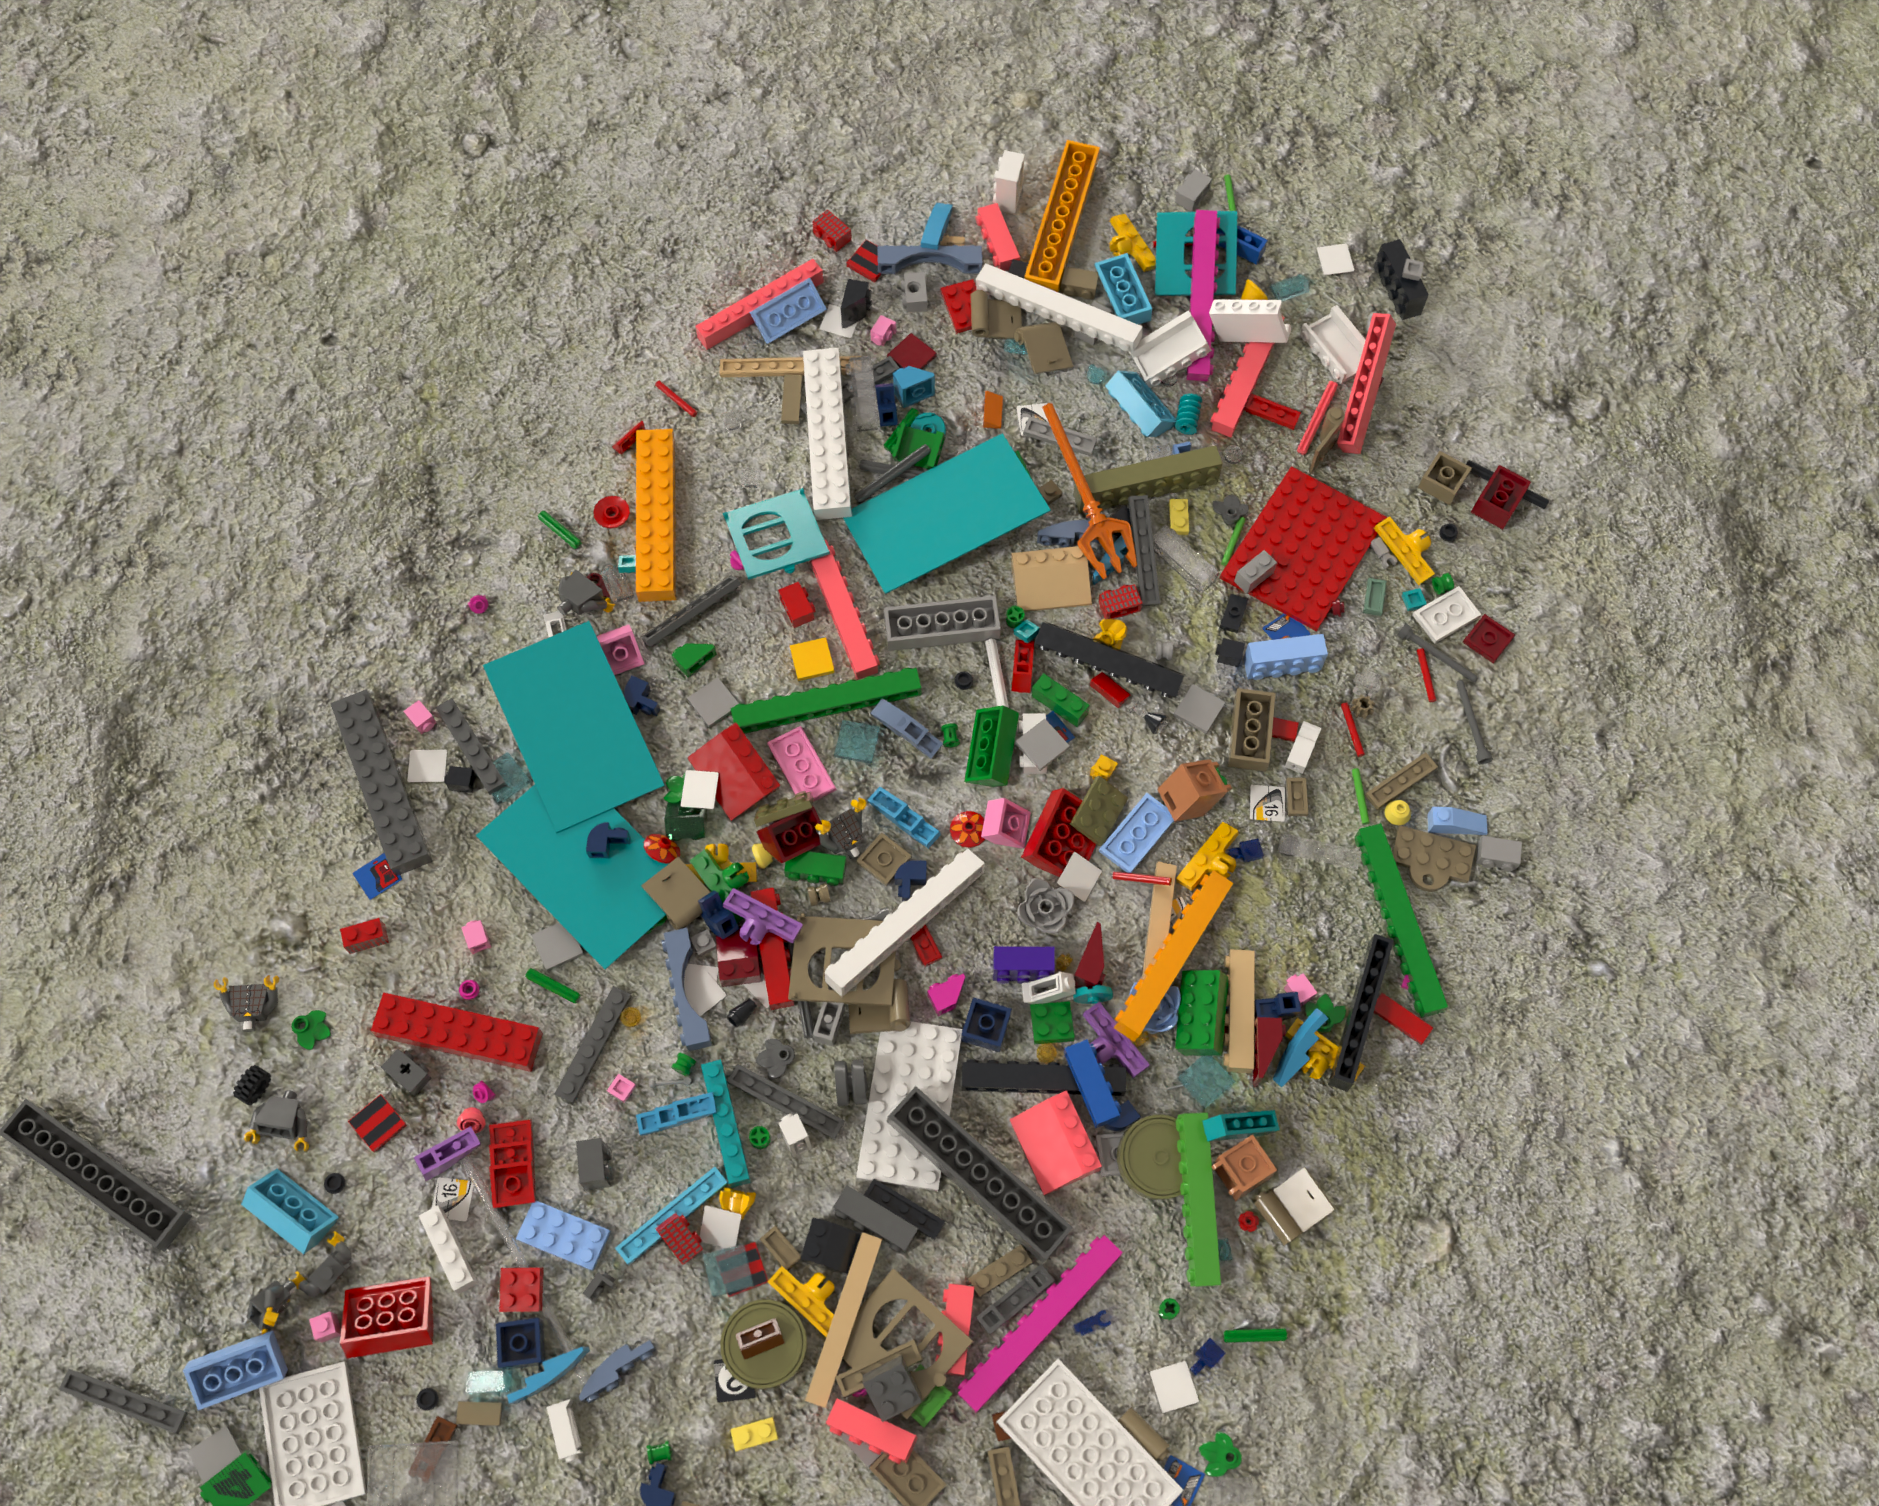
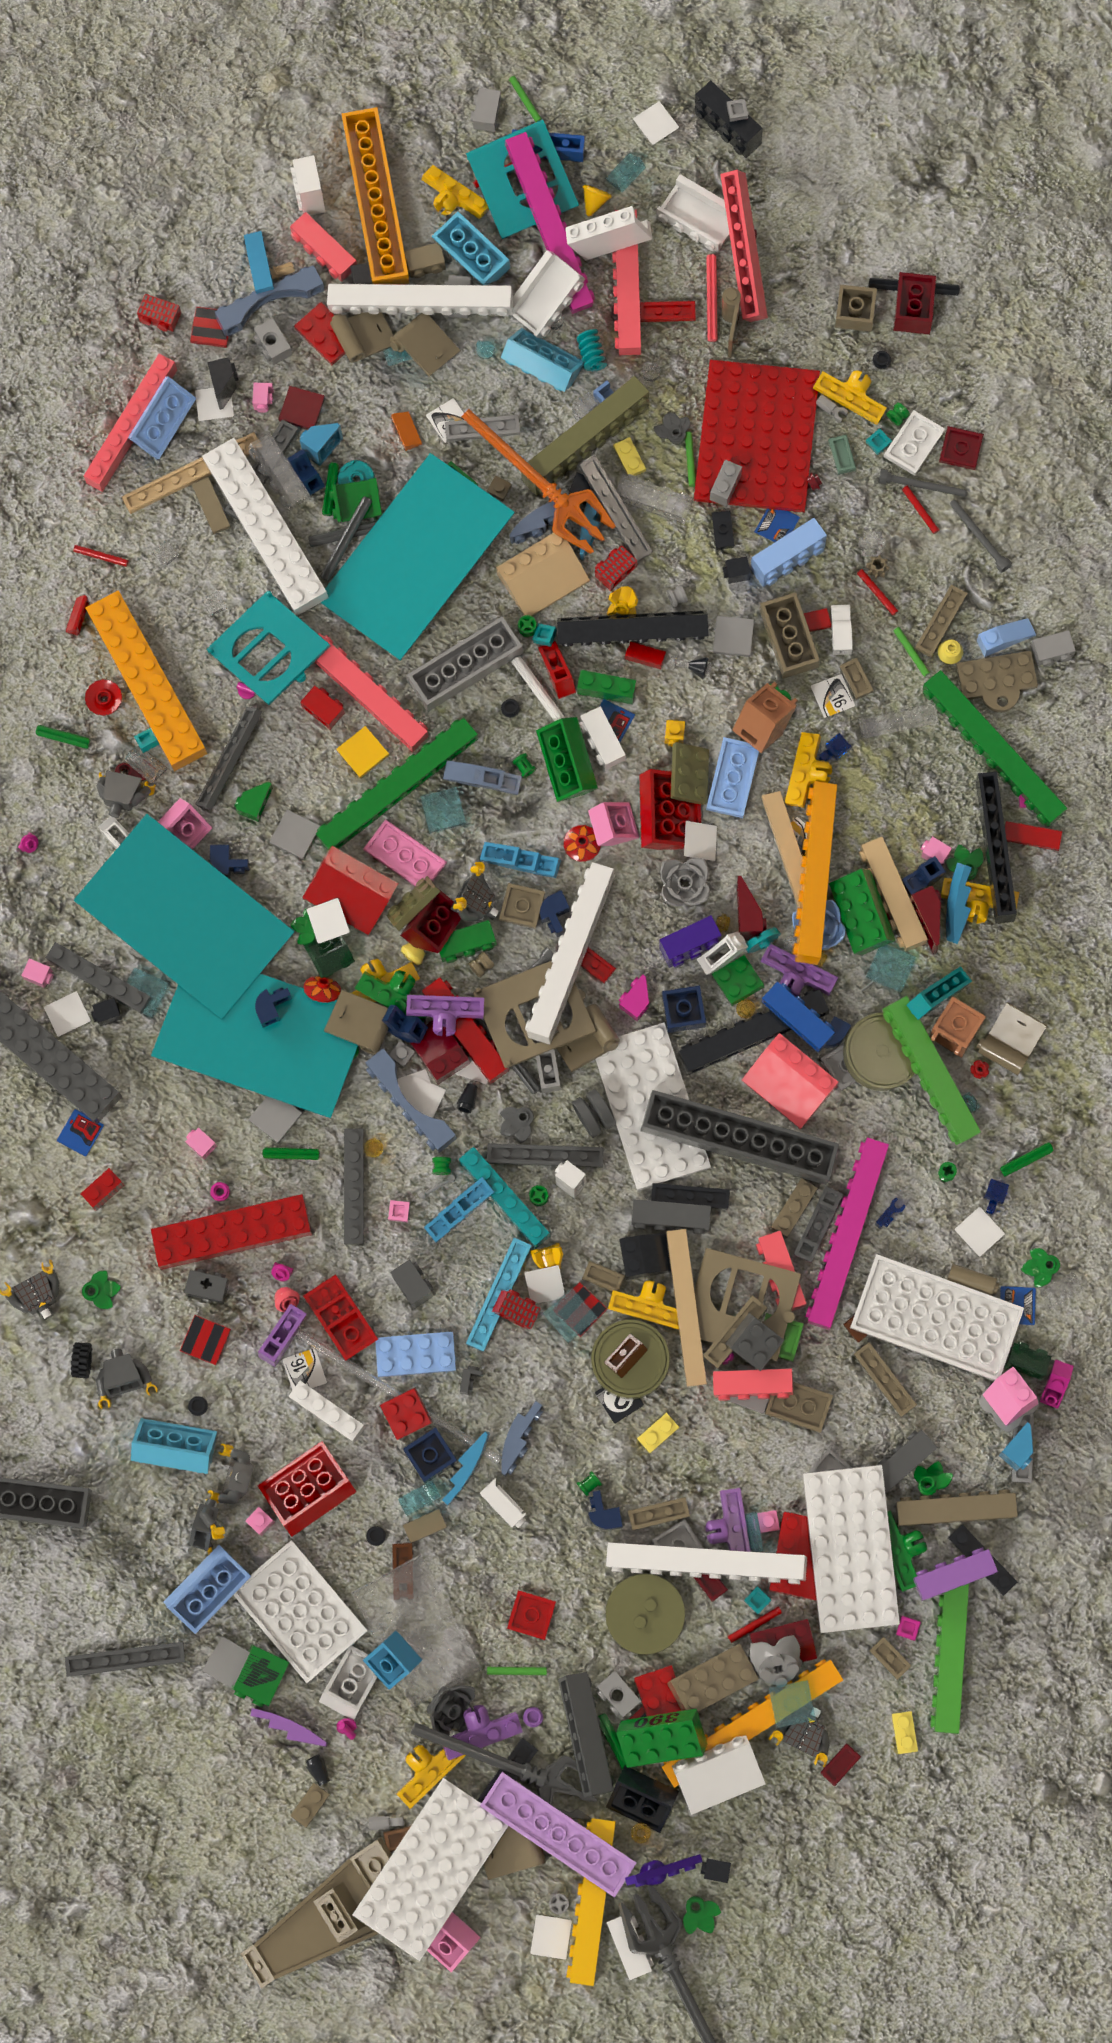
camera: 20 degrees left, 10 degrees up
(1042, 744) = (612, 737): light grey tile -> none
(1142, 878) = (755, 817): bar -> none

